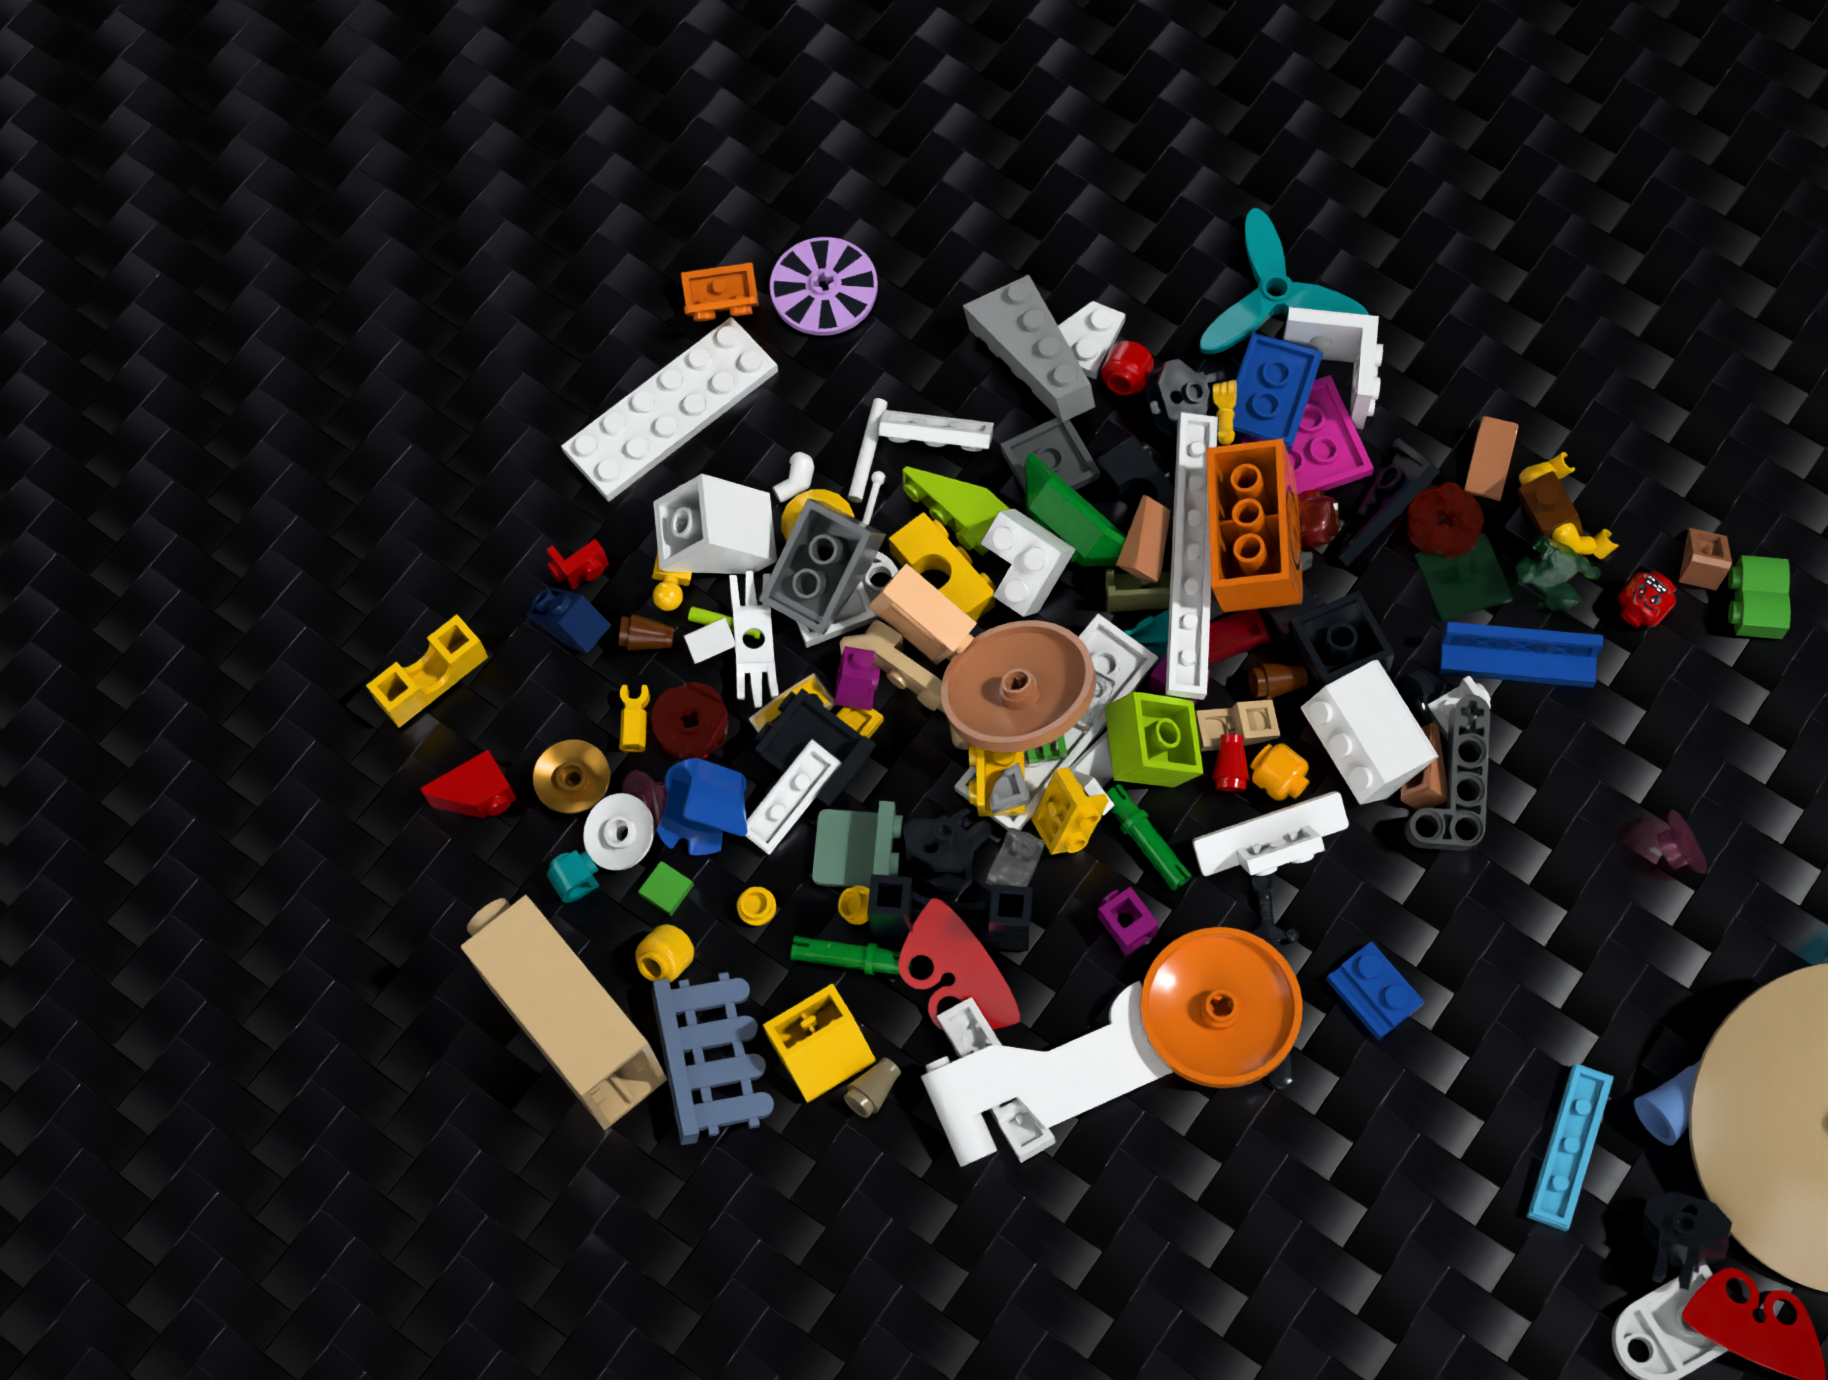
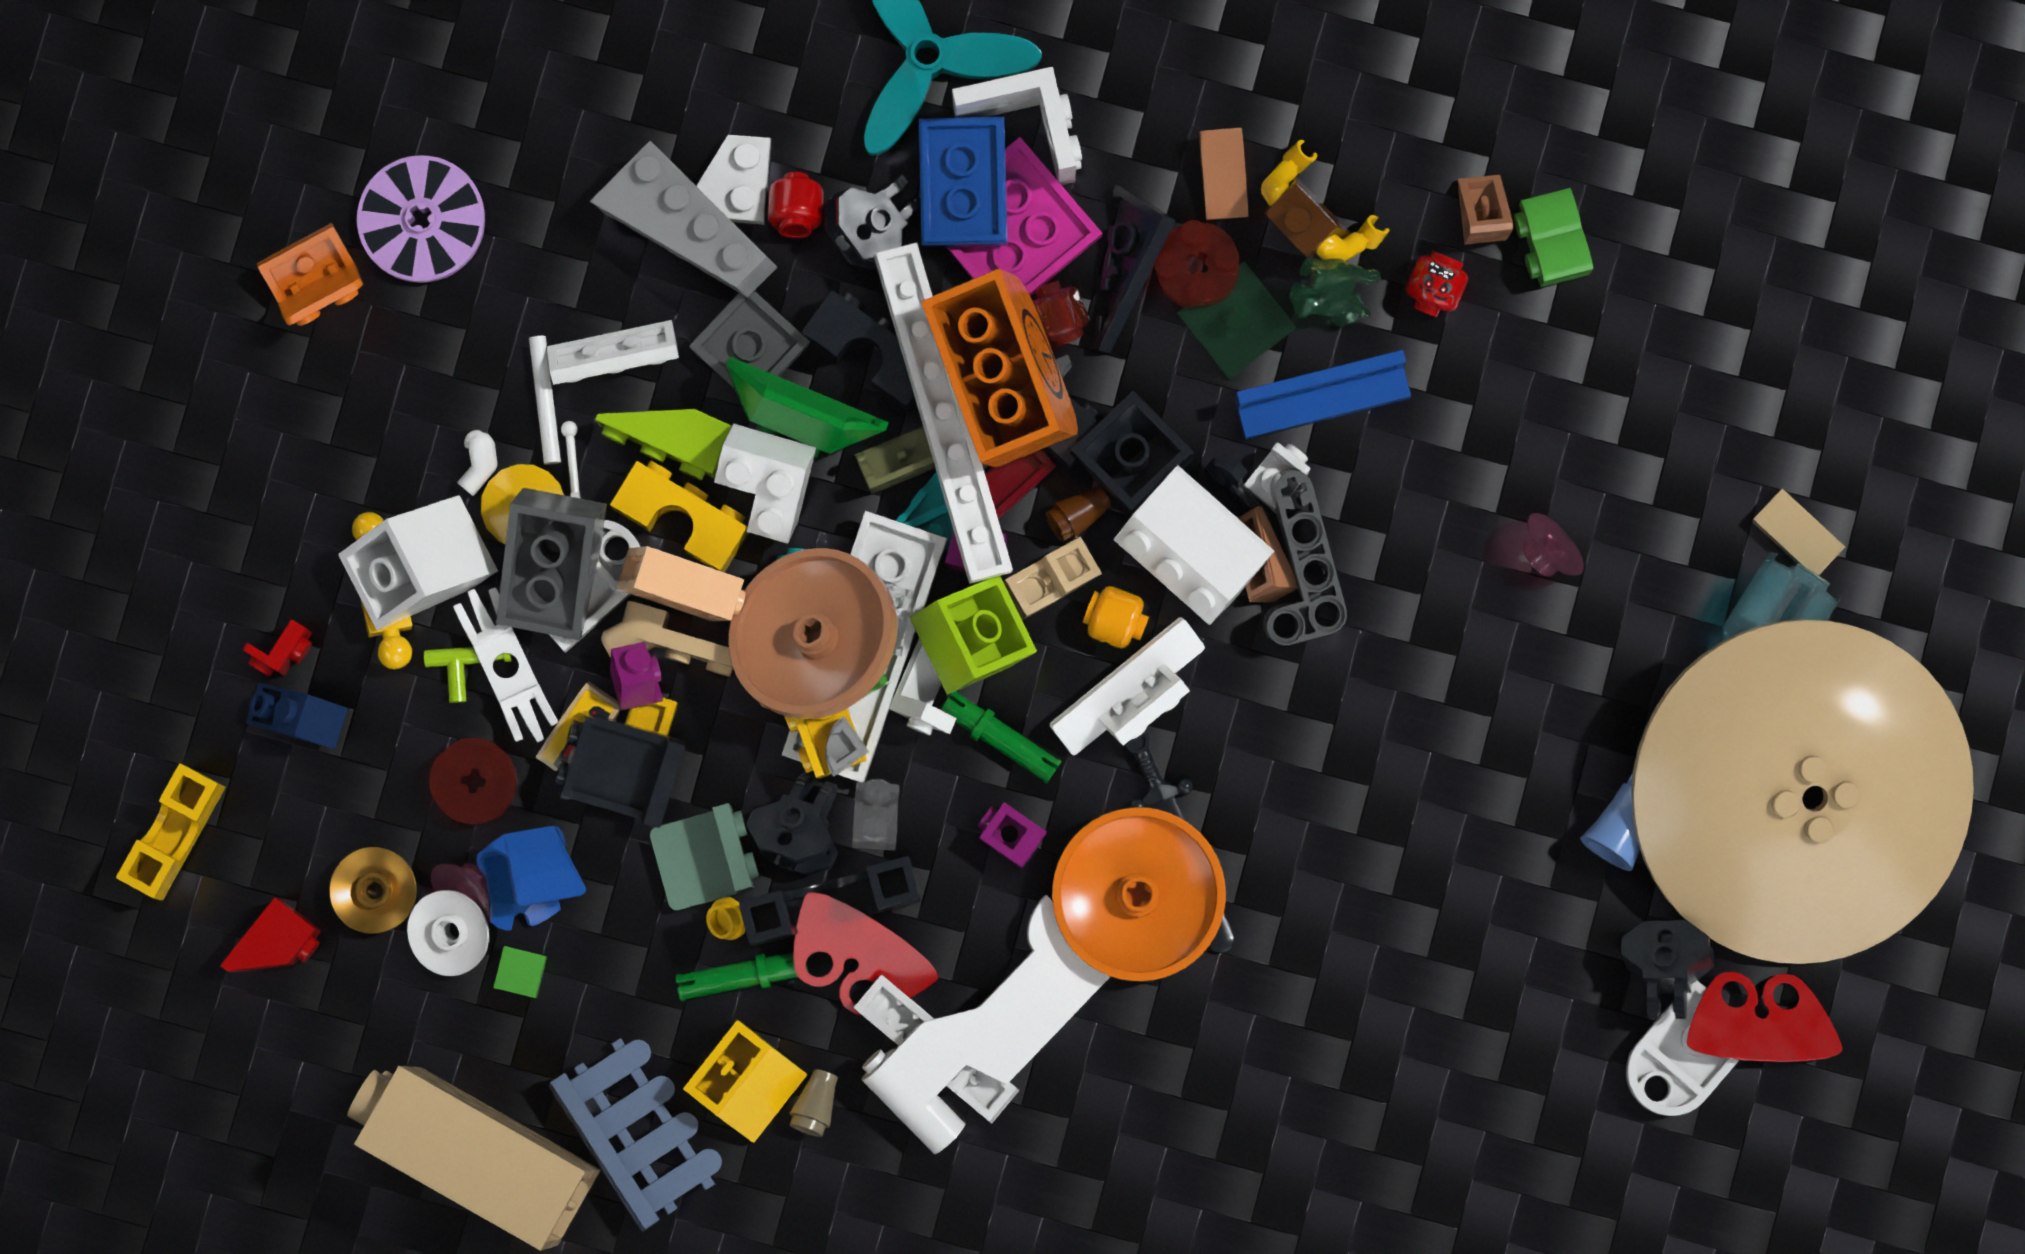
camera: 25 degrees left, 15 degrees up
(572, 875) = (418, 995): teal plate -> none
(633, 720) = (413, 802): yellow bar -> none
(644, 633) = (385, 702): reddish brown cone -> none
(664, 953) = (548, 1046): yellow head -> none
(669, 408) = (307, 427): white plate -> none
(710, 640) = (460, 684): white sticker -> none
(756, 906) = (622, 957): yellow plate -> none
(791, 796) = (615, 828): white tile -> none
(1066, 815) = (909, 749): yellow bracket -> none
(1146, 541) = (889, 415): nougat slope -> none
(1225, 400) = (917, 214): yellow piece -> none
(1231, 765) = (1062, 628): red cone -> none
(1375, 990) = (1287, 814): blue plate -> none
(1570, 1147) = (1531, 905): medium azure tile -> none

